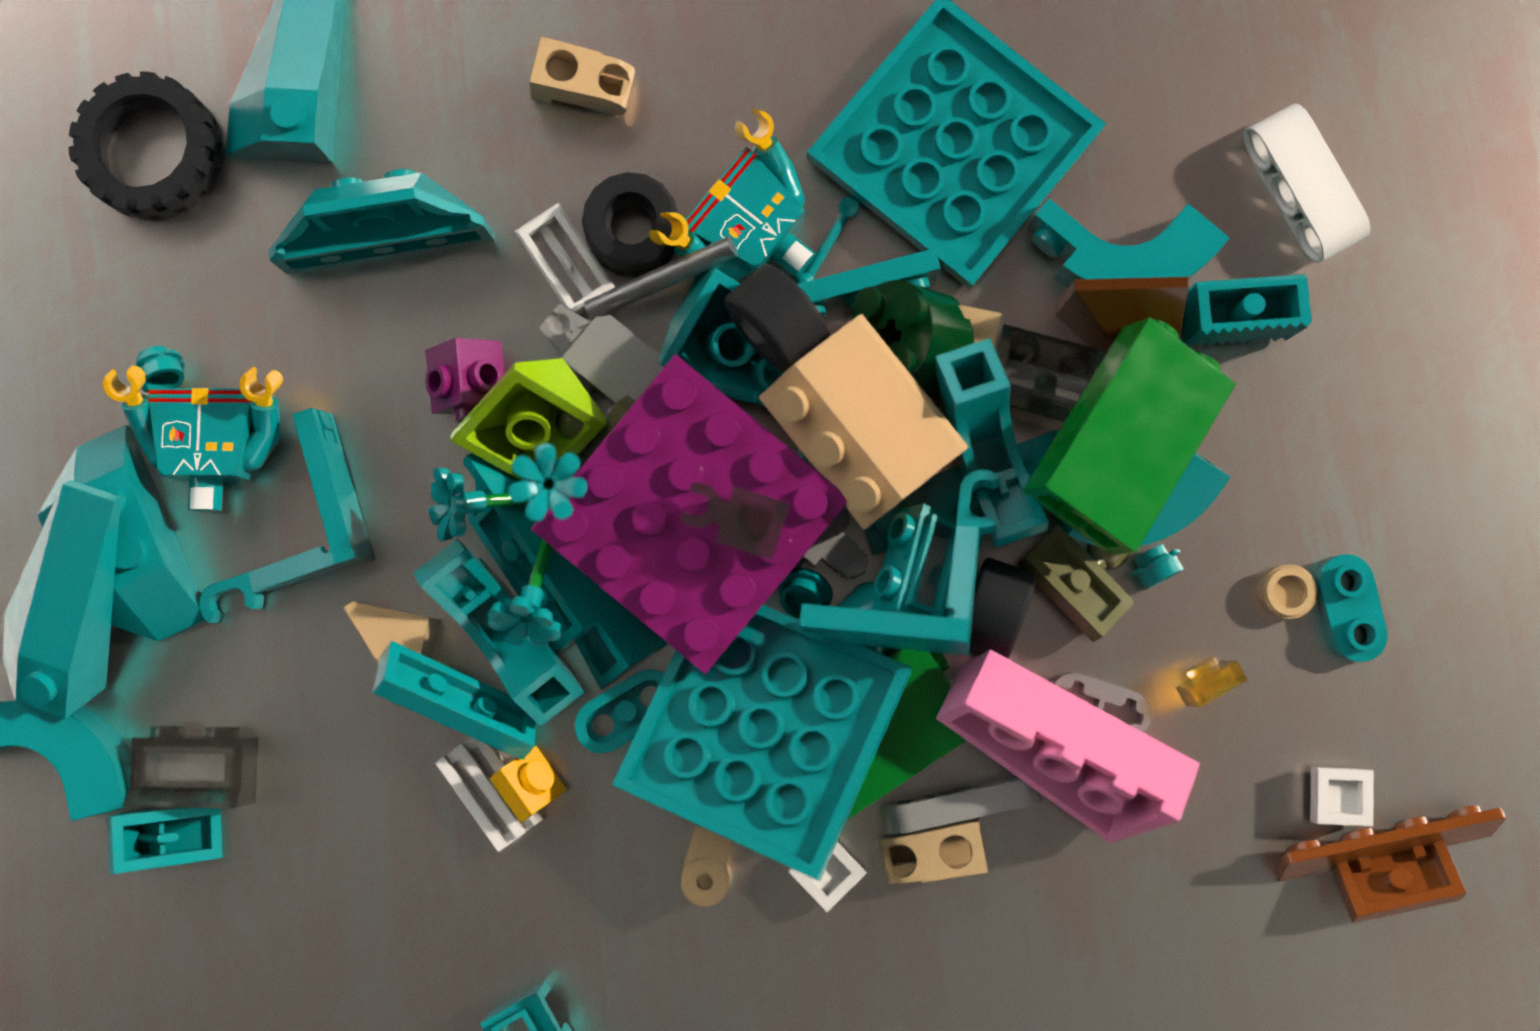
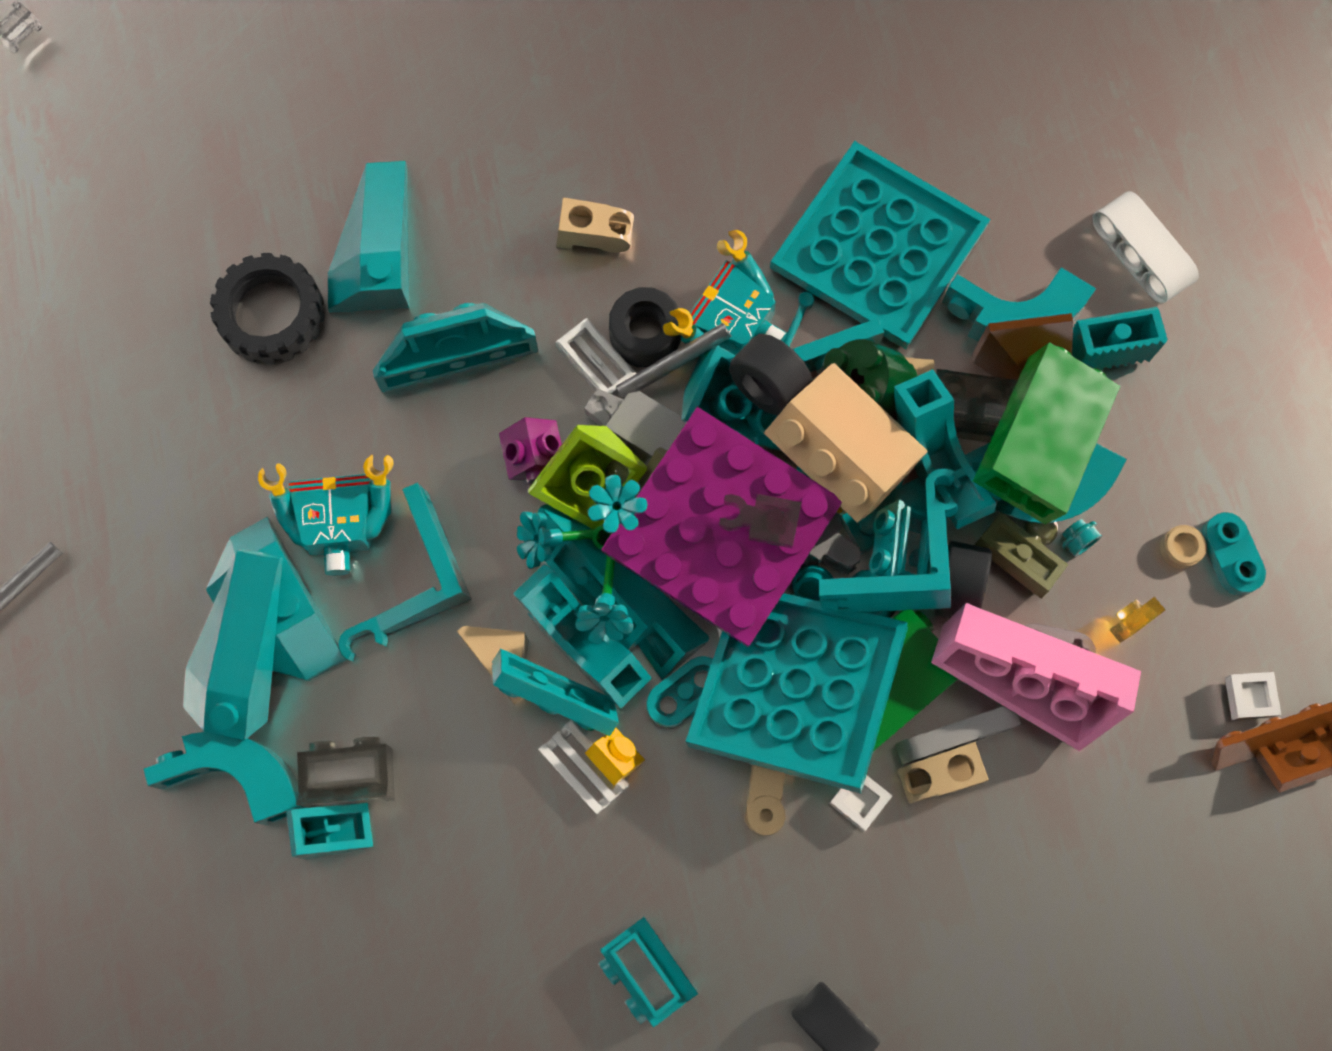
camera: 10 degrees left, 10 degrees down
(161, 367) = (295, 466): teal plate -> none

